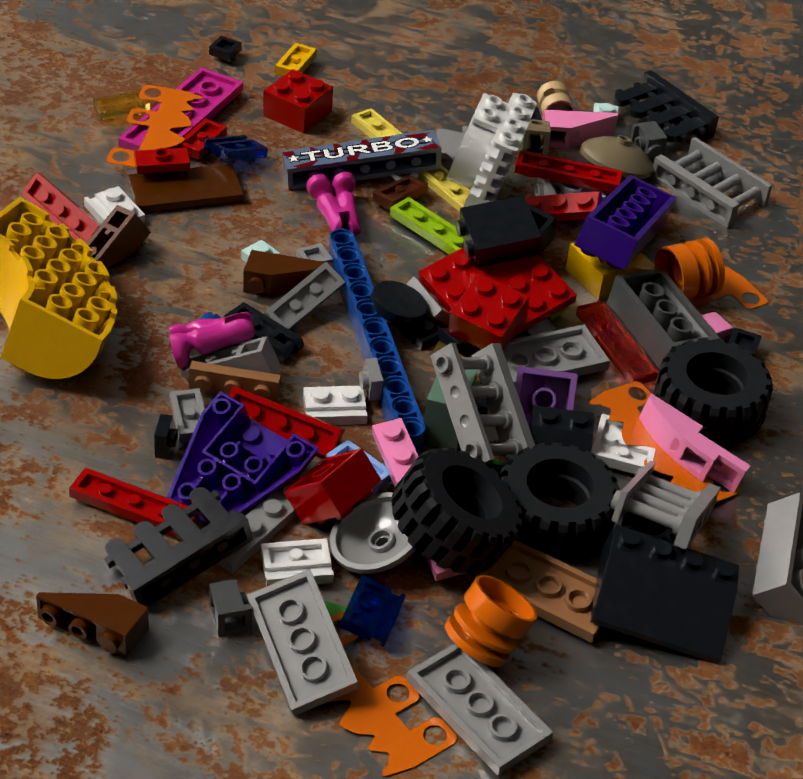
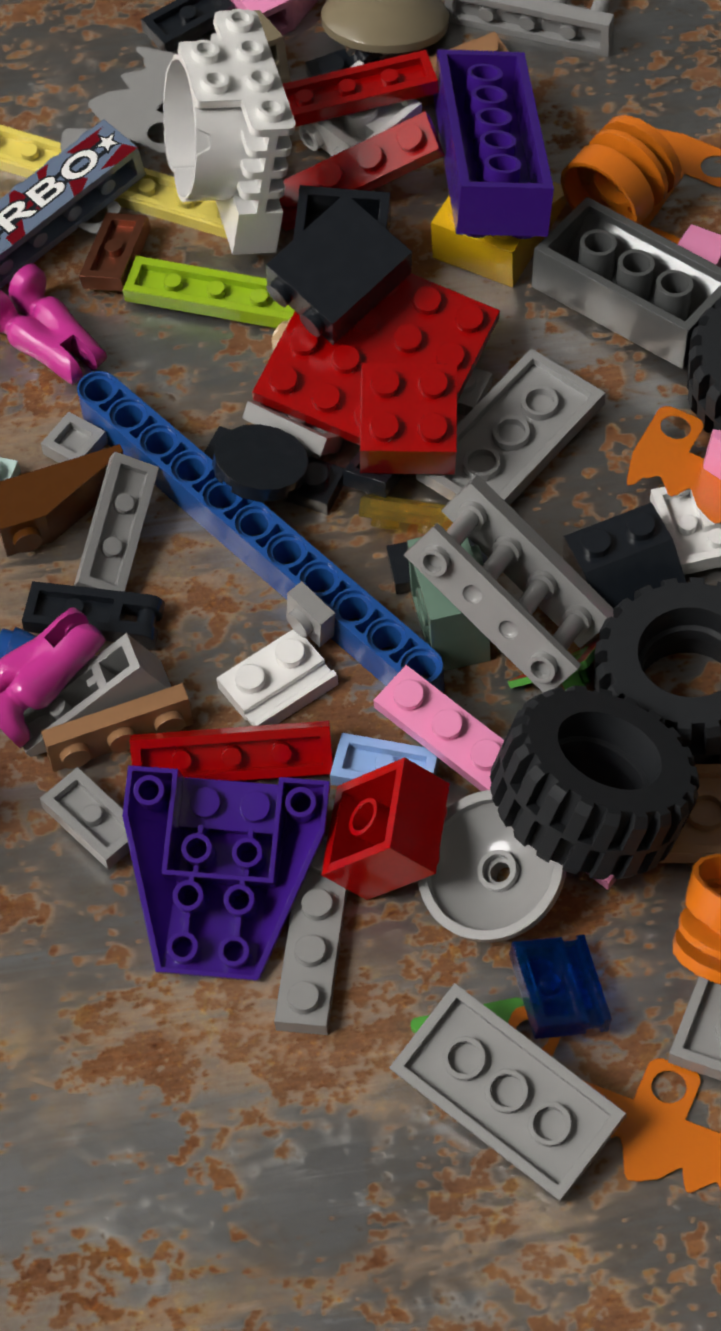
camera: 20 degrees left, 15 degrees up
(102, 619) = (218, 1216): reddish brown slope -> none
(121, 498) = (122, 1008): red plate -> none
(165, 436) = (87, 873): black plate -> none
(187, 559) = (258, 1080): black fence -> none
(229, 608) = (371, 1095): dark grey brick -> none
(292, 557) = (408, 971): white plate -> none
(545, 389) = (560, 495): medium lavender slope -> none
(616, 343) = (591, 353): clear red plate -> none

